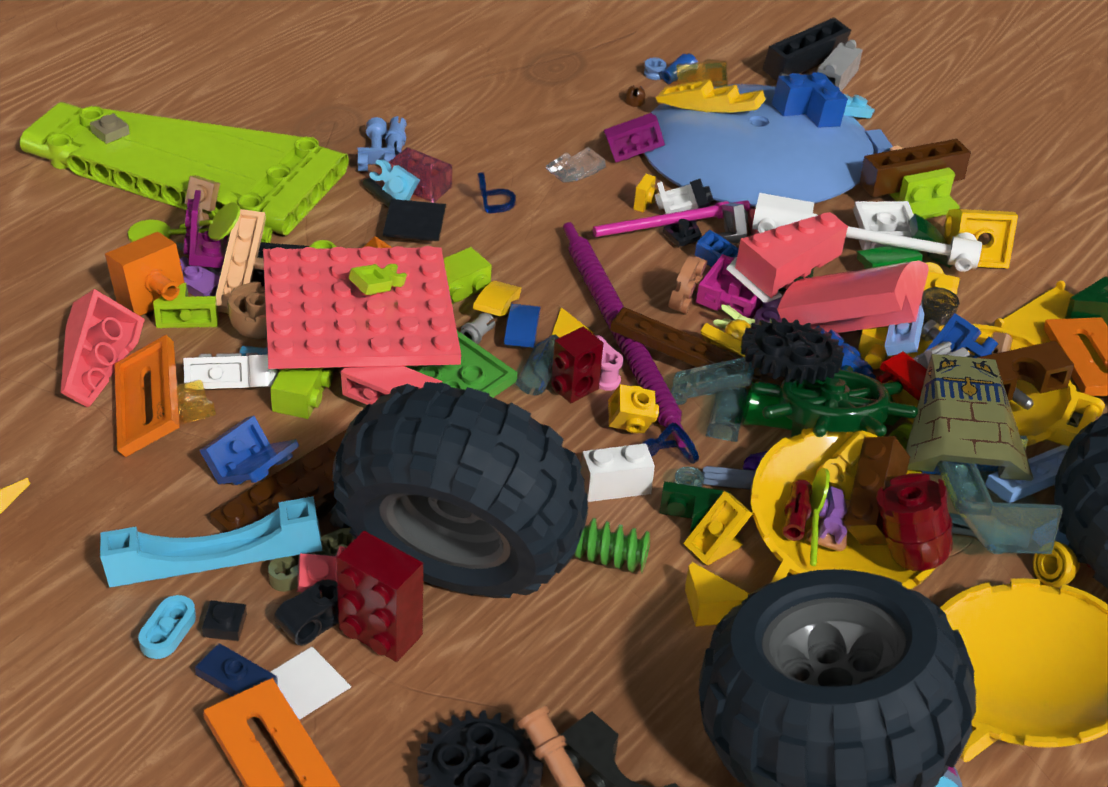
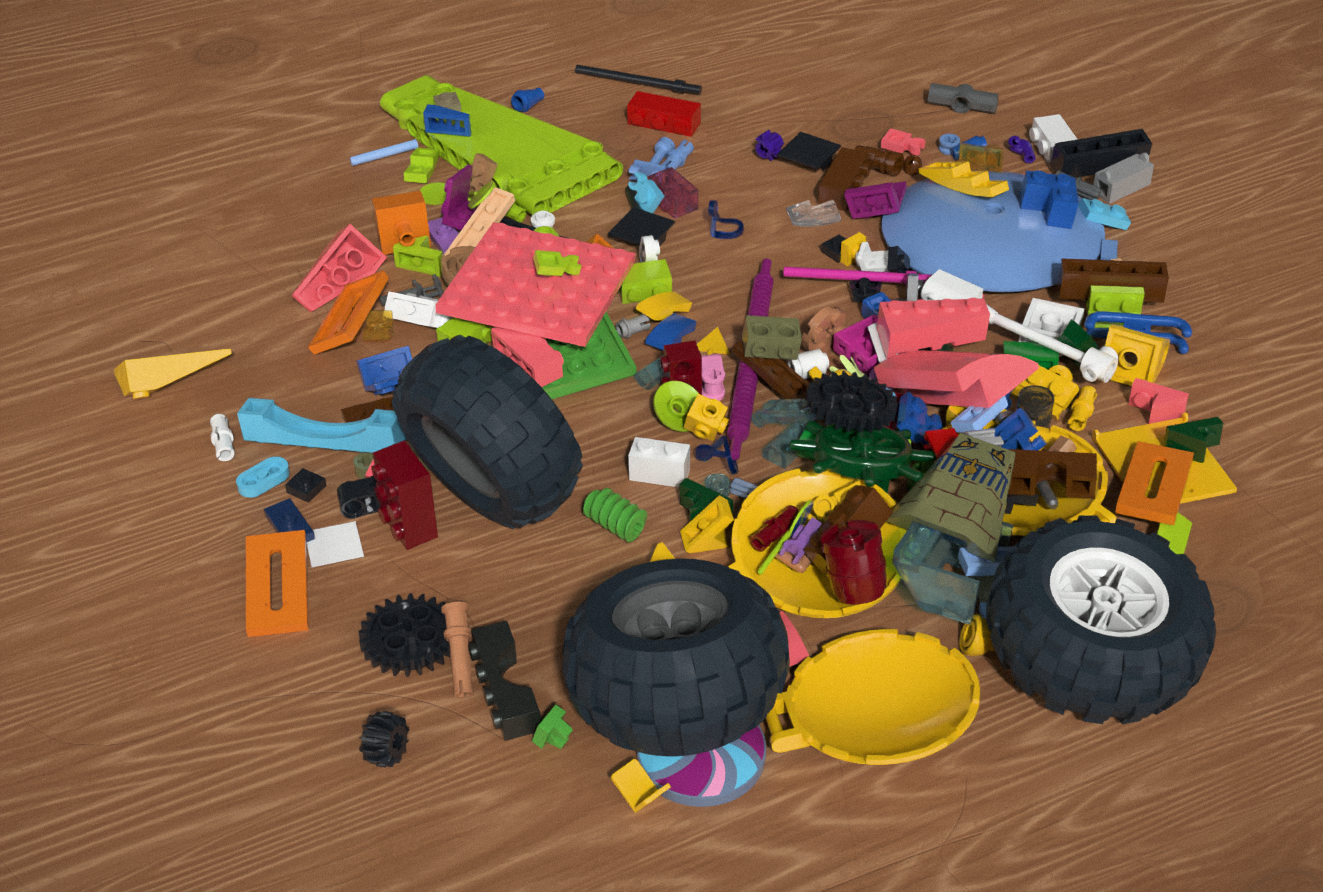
camera: 30 degrees right, 0 degrees up
(56, 200) = (383, 152): none -> light blue bar
(92, 603) = (222, 437): none -> white pin
(113, 205) = (422, 165): none -> lime slope
(119, 139) = (440, 127): none -> blue slope
(188, 106) = (526, 99): none -> blue cone
(207, 347) = (419, 290): none -> dark grey piece
(297, 235) = (543, 218): none -> white plate
(345, 62) = (677, 86): none -> black bar
(352, 93) = (664, 113): none -> red brick
(450, 239) = (648, 249): none -> white plate
(486, 104) = (769, 145): none -> dark purple gear
(528, 102) = (809, 151): none -> black piece
(584, 122) = (844, 173): none -> reddish brown brick
(589, 403) = (676, 395): none -> lime dish
(600, 96) = (886, 161): none -> reddish brown axle
(608, 75) = (901, 141): none -> coral plate
(622, 196) = (832, 247): none -> black plate
(625, 21) = (951, 97): none -> dark grey piece
(651, 303) = (771, 337): none -> olive brick
(690, 320) = (807, 361): none -> white brick
(724, 55) = (1022, 147): none -> dark purple arm
(747, 42) = (1047, 132): none -> white brick
(963, 201) = (1141, 323): none -> blue piece
(970, 301) = (1082, 408): none -> yellow pin
(1031, 274) = (1160, 400): none -> coral slope

